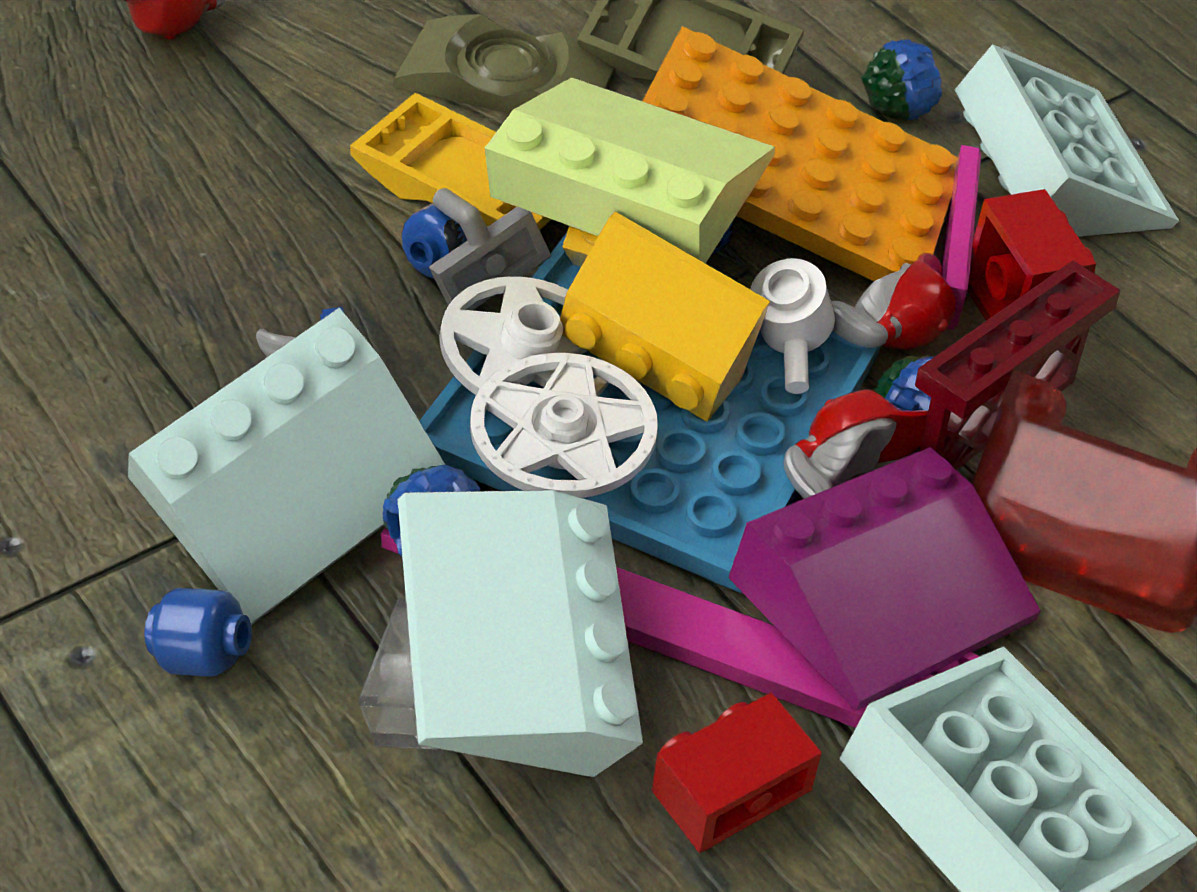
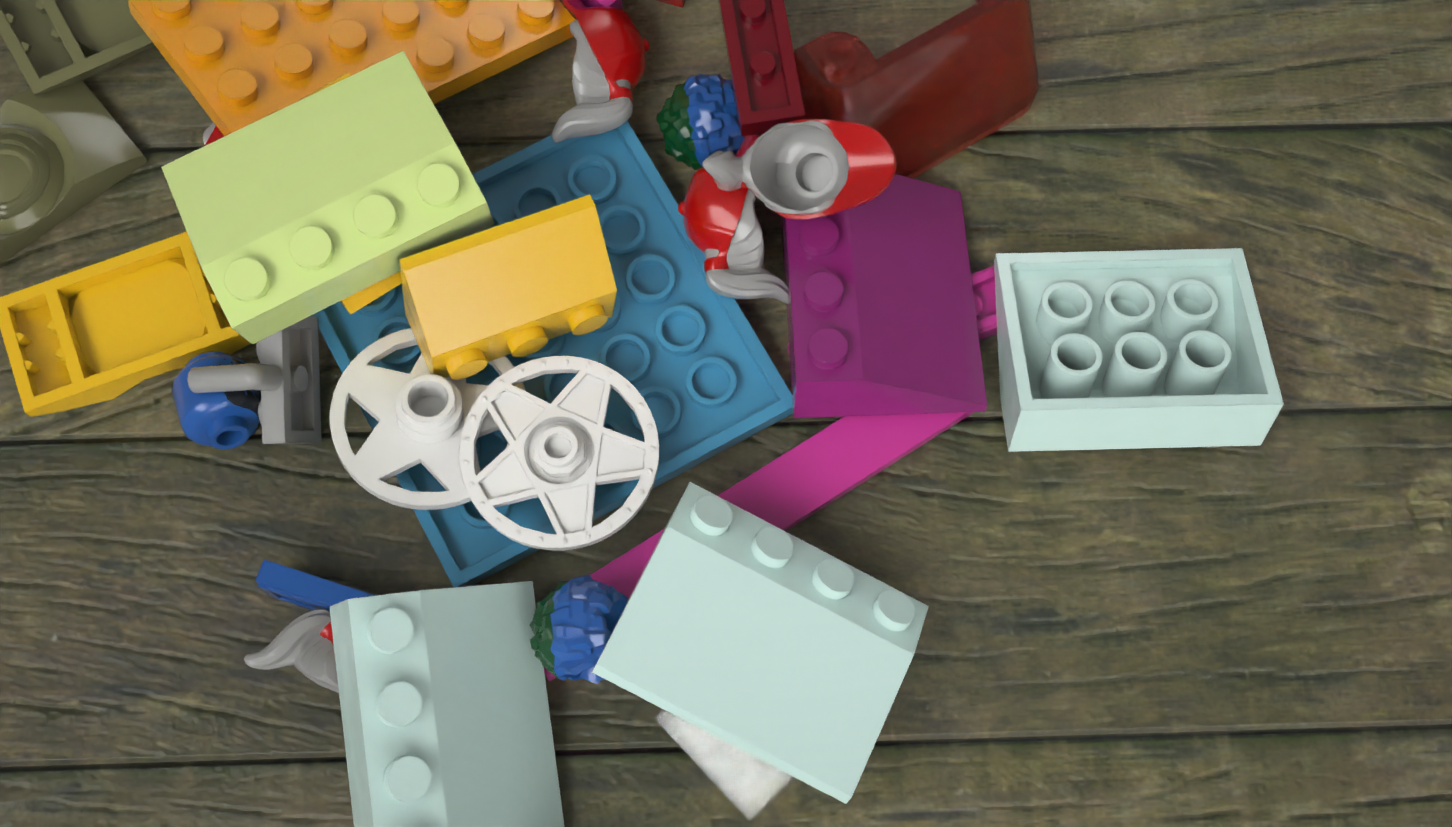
camera: 55 degrees left, 25 degrees up
(734, 771) = (983, 545): red brick -> none
(797, 316) = (560, 162): white piece -> none
(920, 420) = (809, 167): none -> light grey hair

